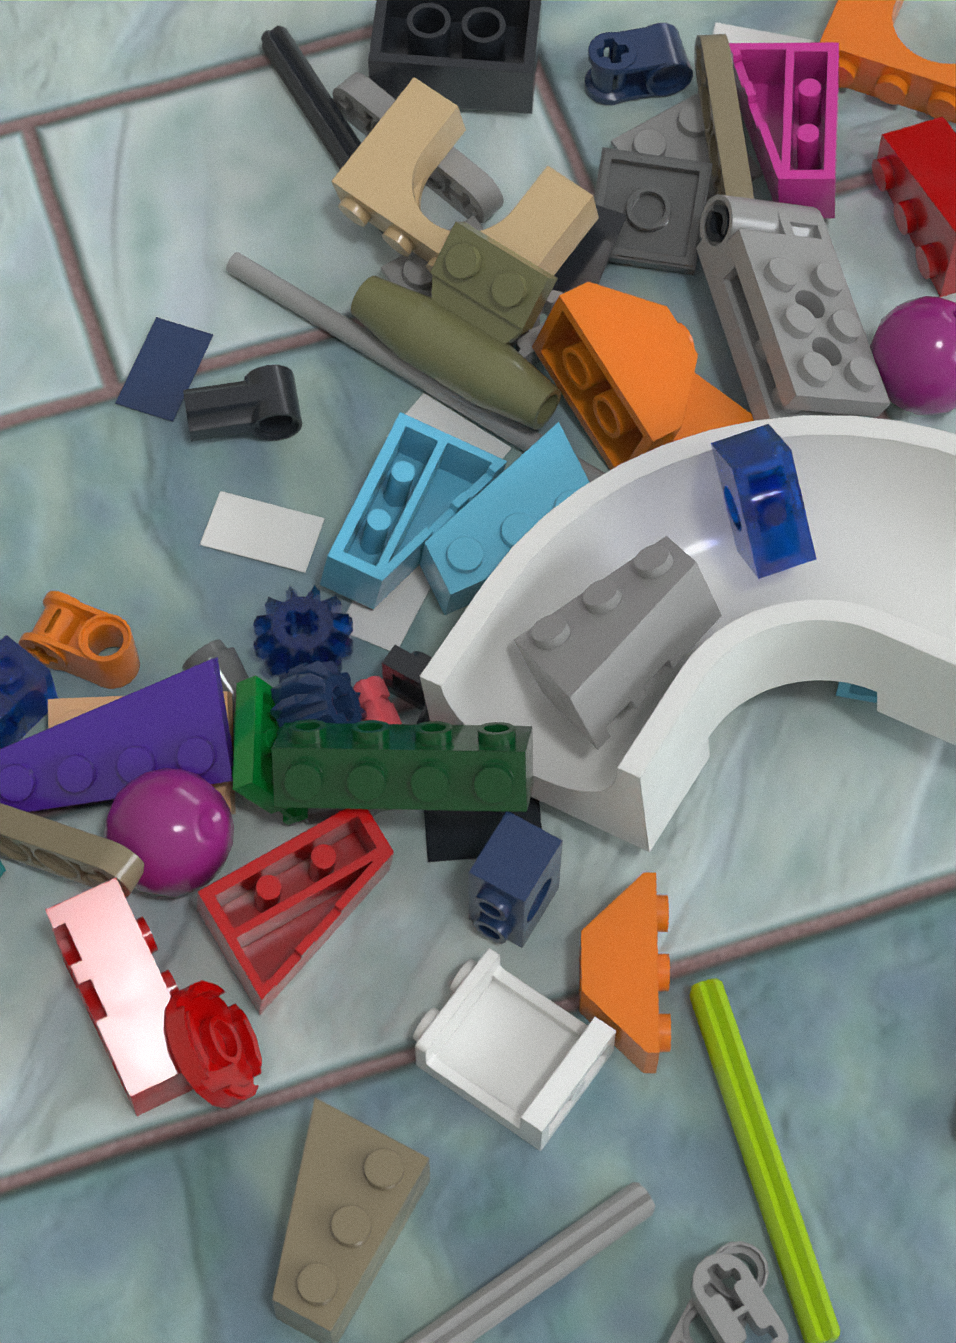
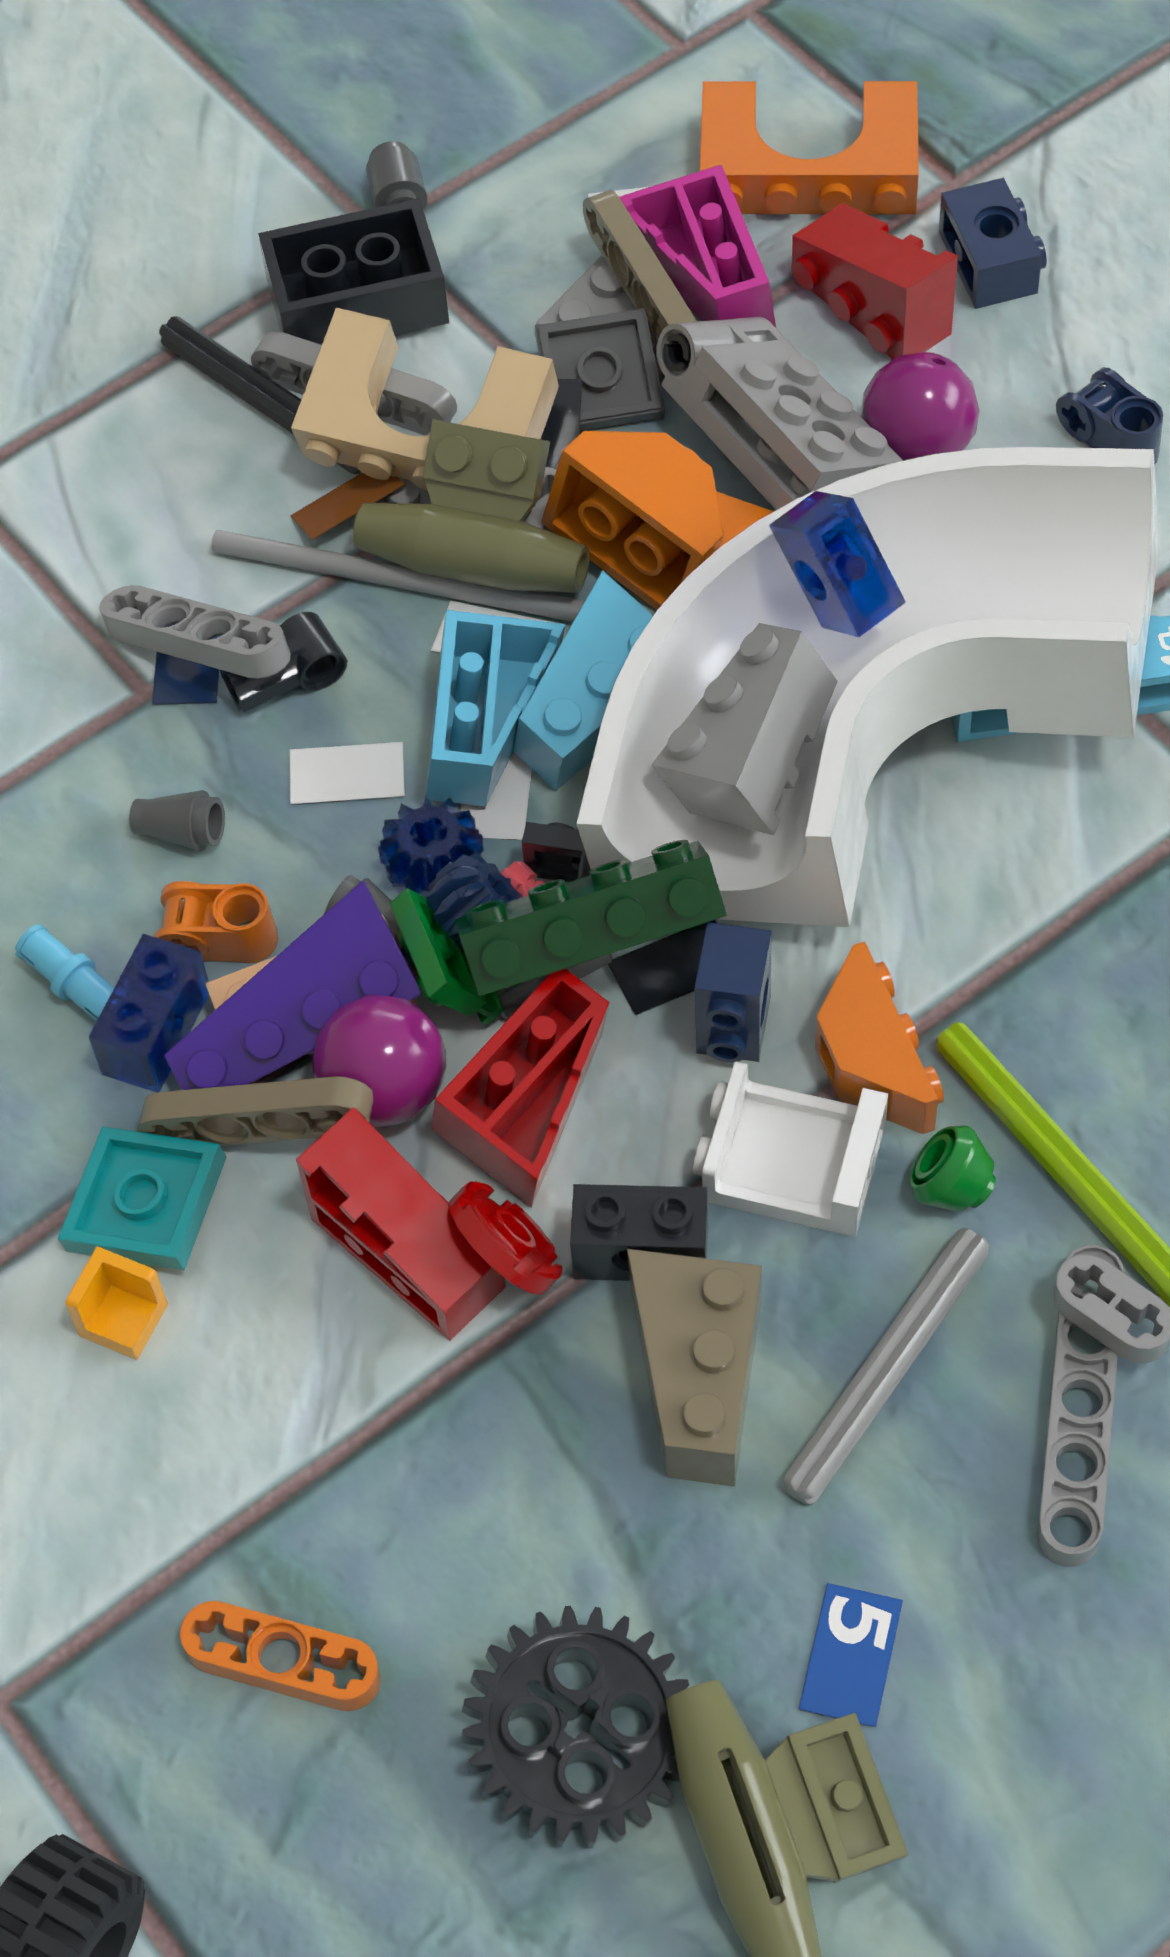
camera: 15 degrees left, 5 degrees down
(94, 529) = (181, 819): none -> dark grey cone
(182, 343) = (247, 643): none -> light grey beam
(340, 1073) = (641, 1218): none -> black brick
(359, 264) = (343, 503): none -> dark orange sticker
(642, 61) = (535, 244): dark blue piece -> none
(649, 1124) = (953, 1170): none -> green cone

